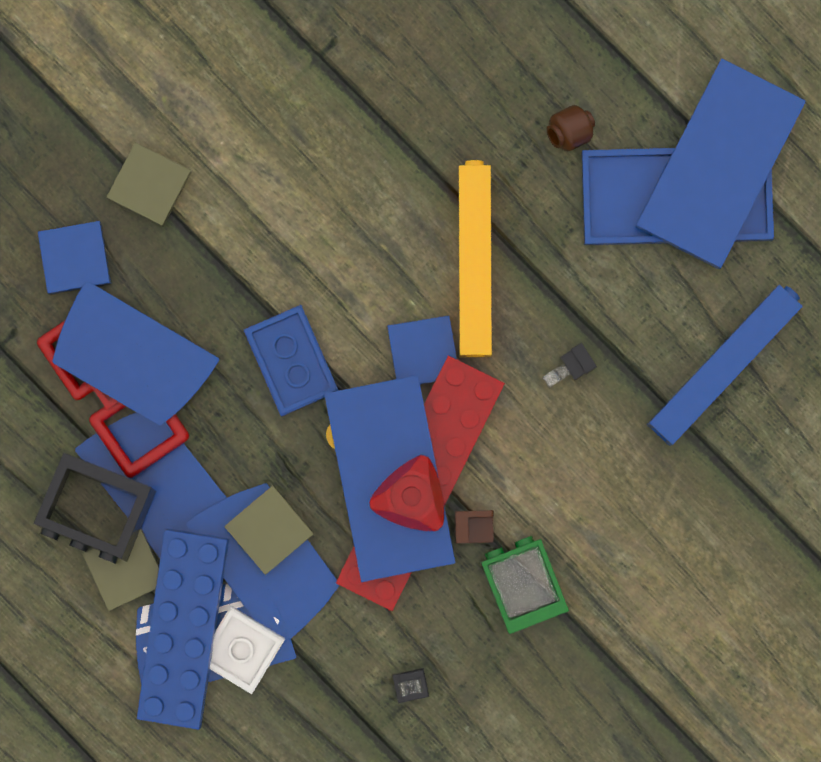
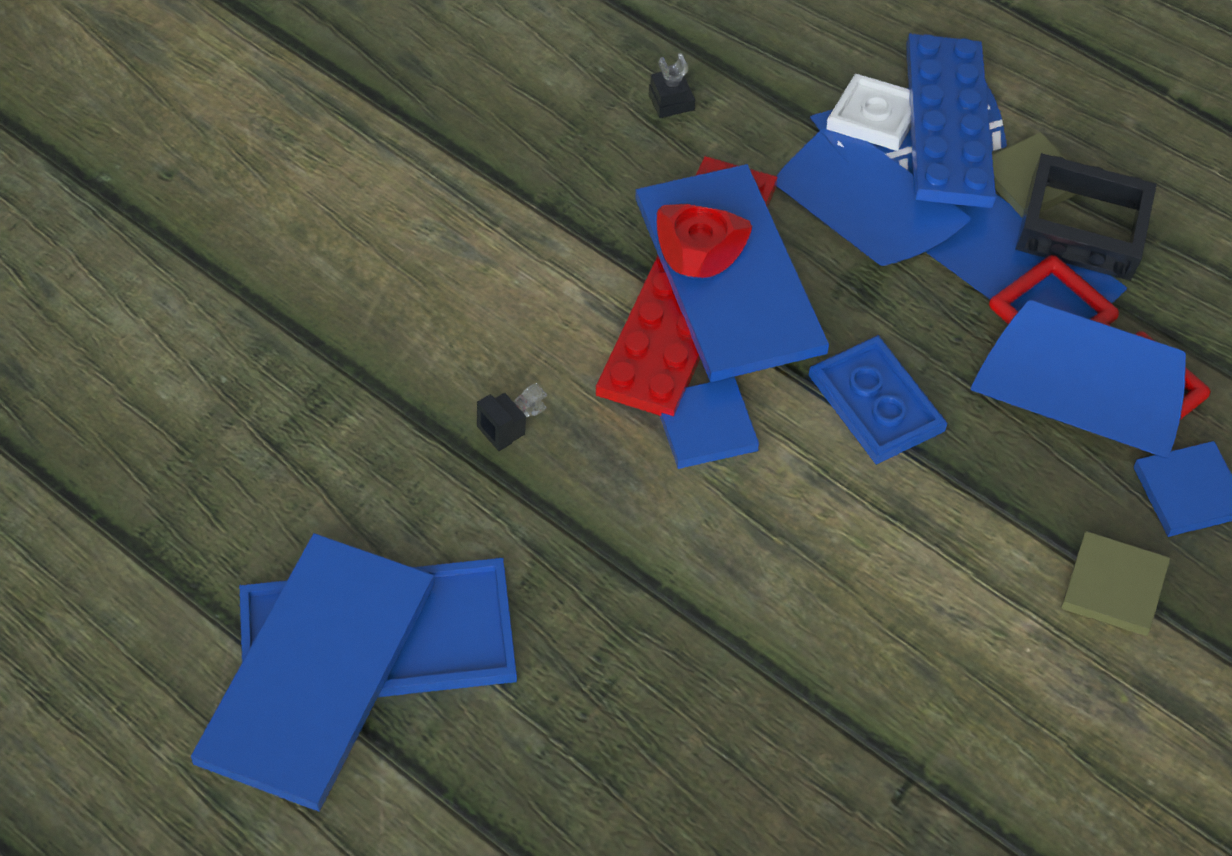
camera: 170 degrees right, 30 degrees down
(269, 529) = (868, 218): olive tile -> none
(474, 526) = (620, 247): reddish brown panel -> none
(475, 259) = (653, 525): yellow brick -> none
(522, 583) = (549, 187): window -> none
(570, 128) = (535, 697): reddish brown head -> none
(725, 364) = (304, 433): blue brick -> none

